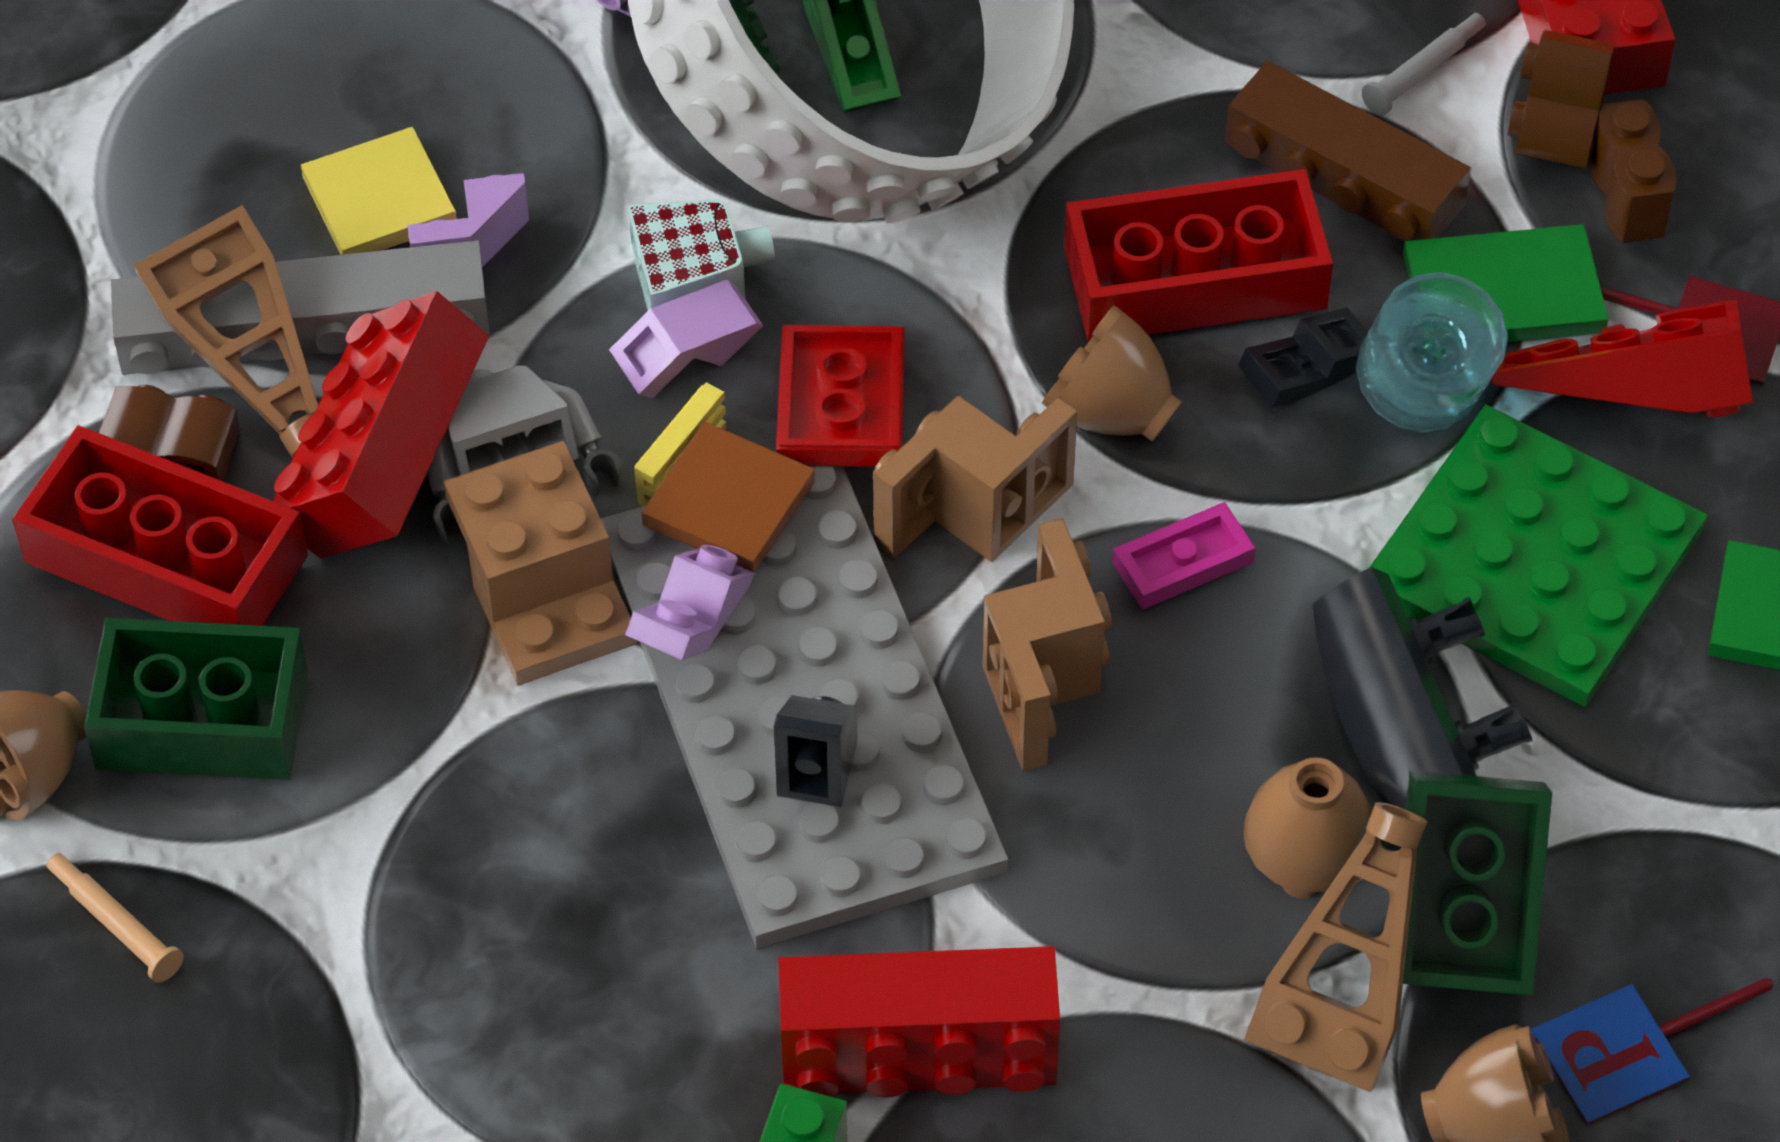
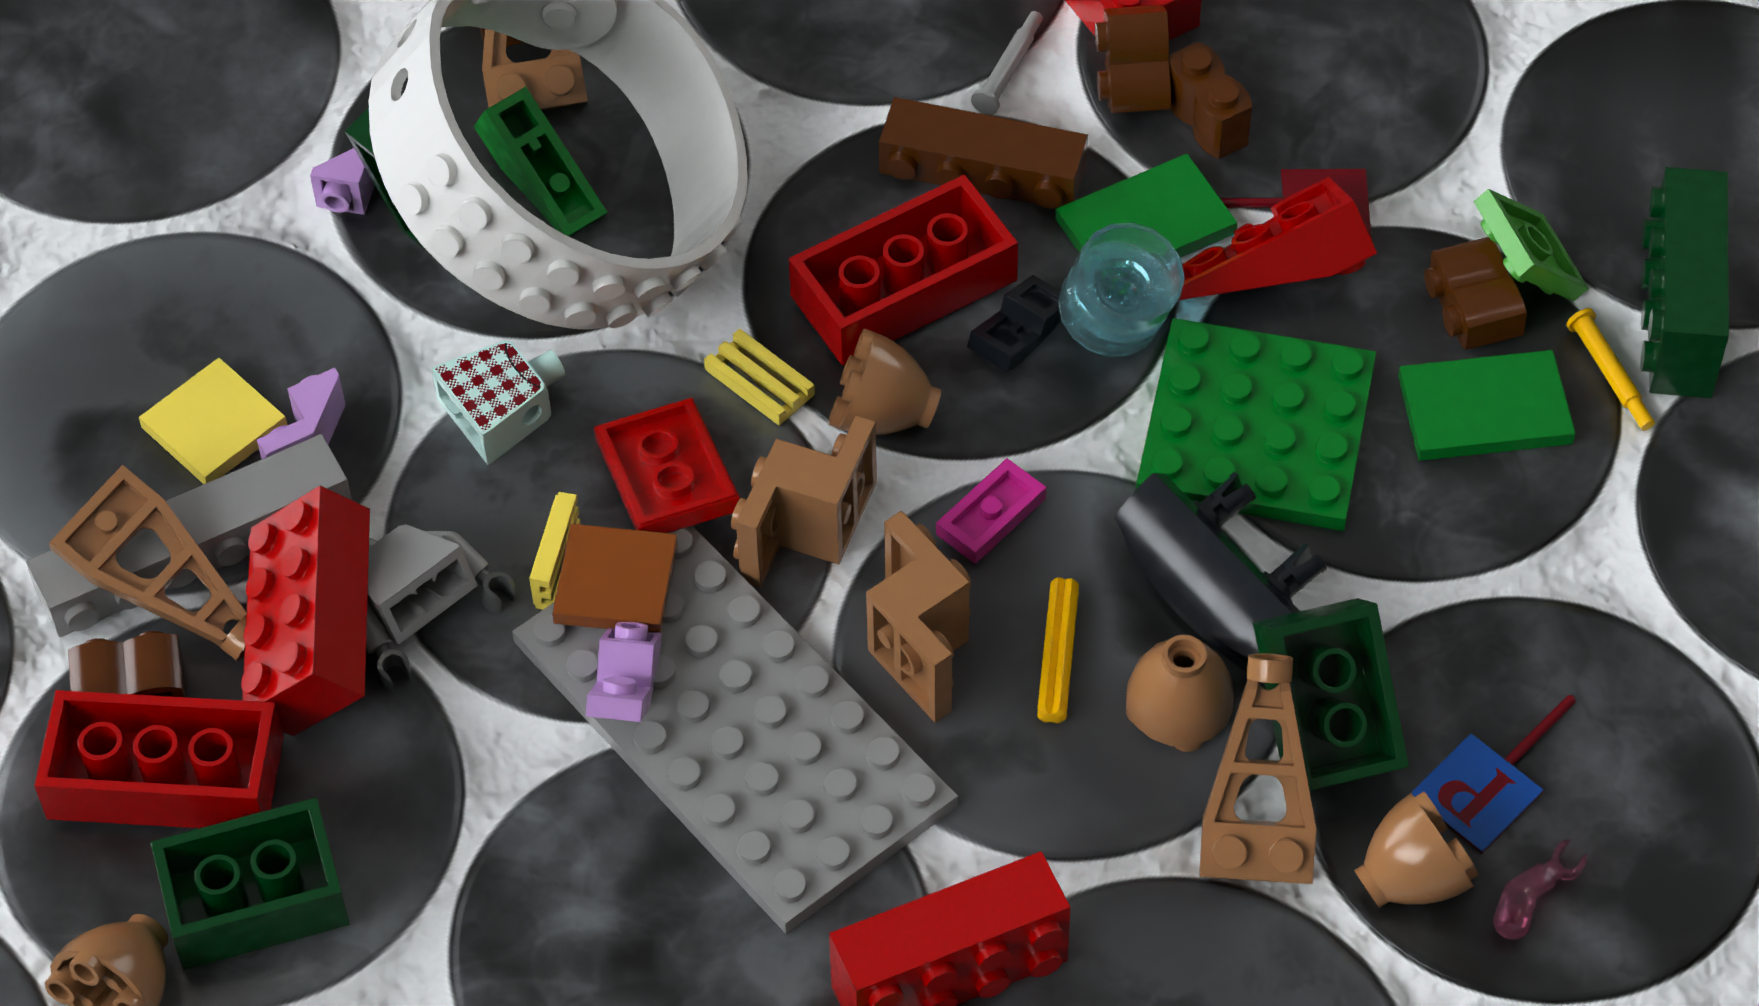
camera: 20 degrees left, 0 degrees up
(540, 562) = (485, 680): medium nougat bracket -> none
(699, 325) = (510, 462): lavender slope -> none
(814, 749) = (778, 758): black slope -> none
(971, 292) = (766, 371): none -> light yellow tile
(1193, 735) = (1058, 650): none -> yellow axle

